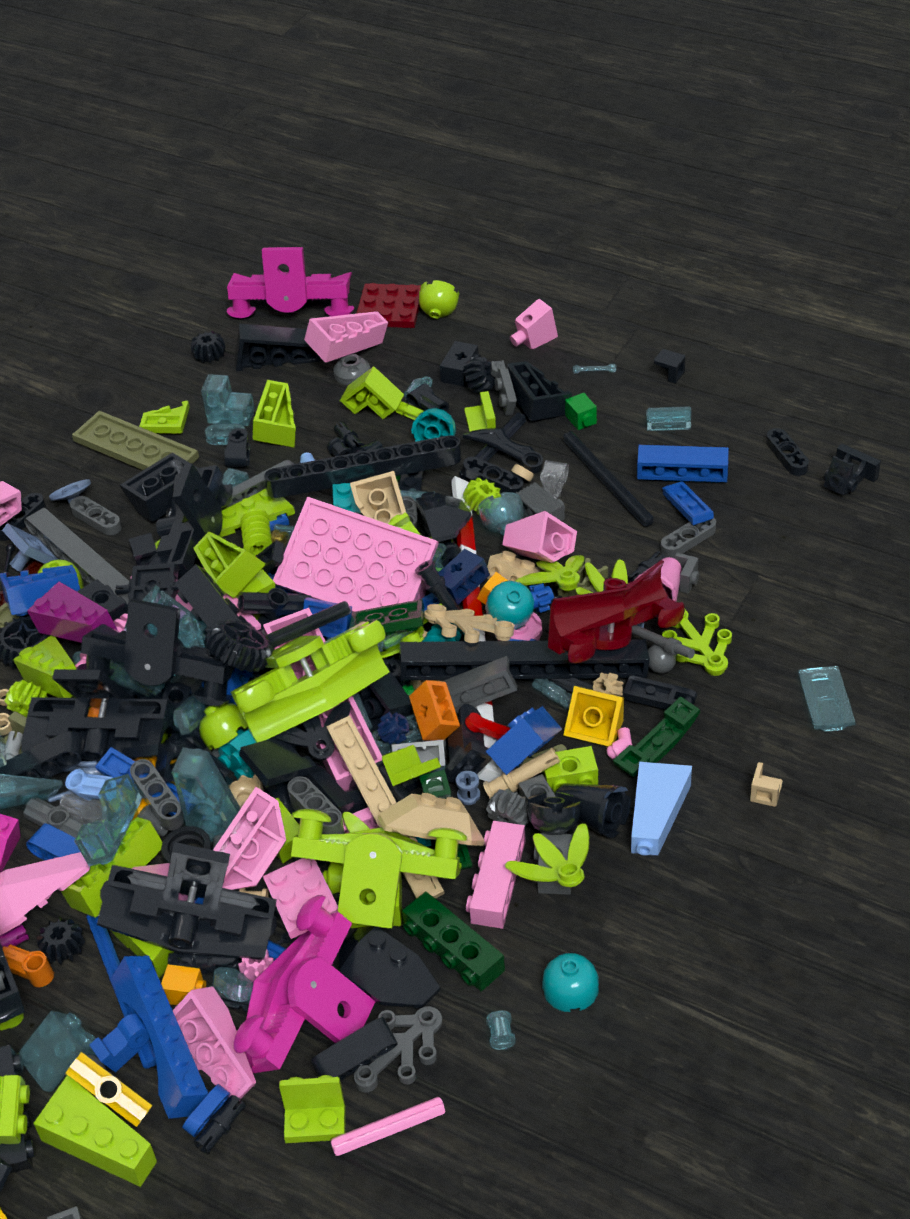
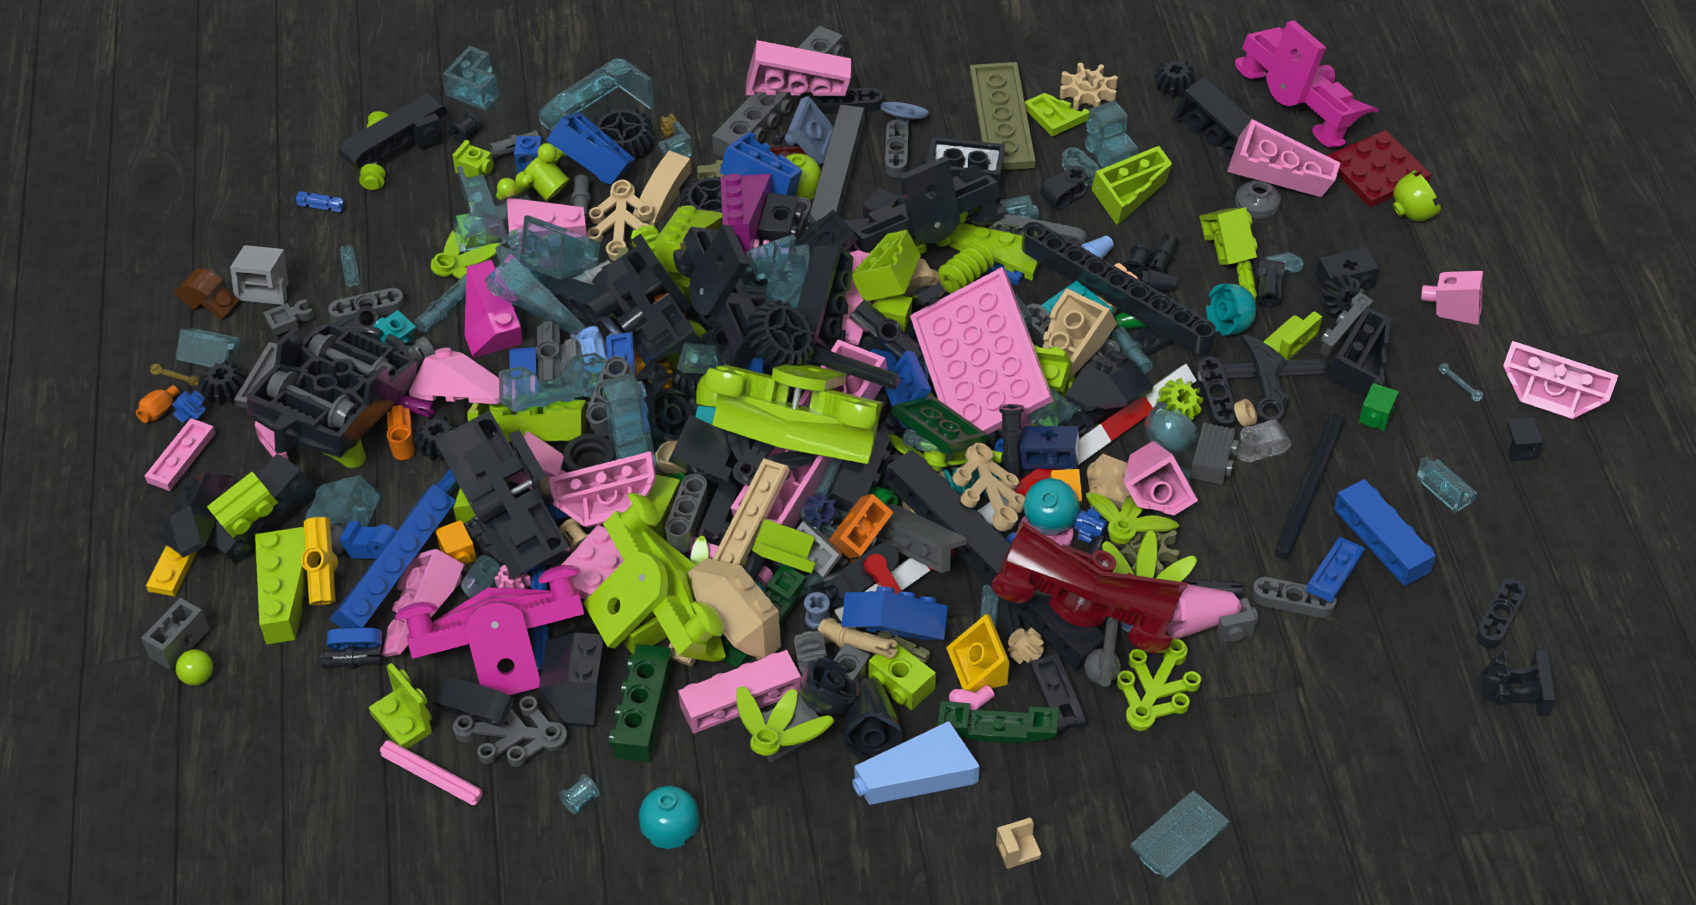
camera: 50 degrees right, 5 degrees up
(164, 390) = (1088, 86): none -> tan gear
(645, 325) = (1556, 382): none -> bright pink wedge

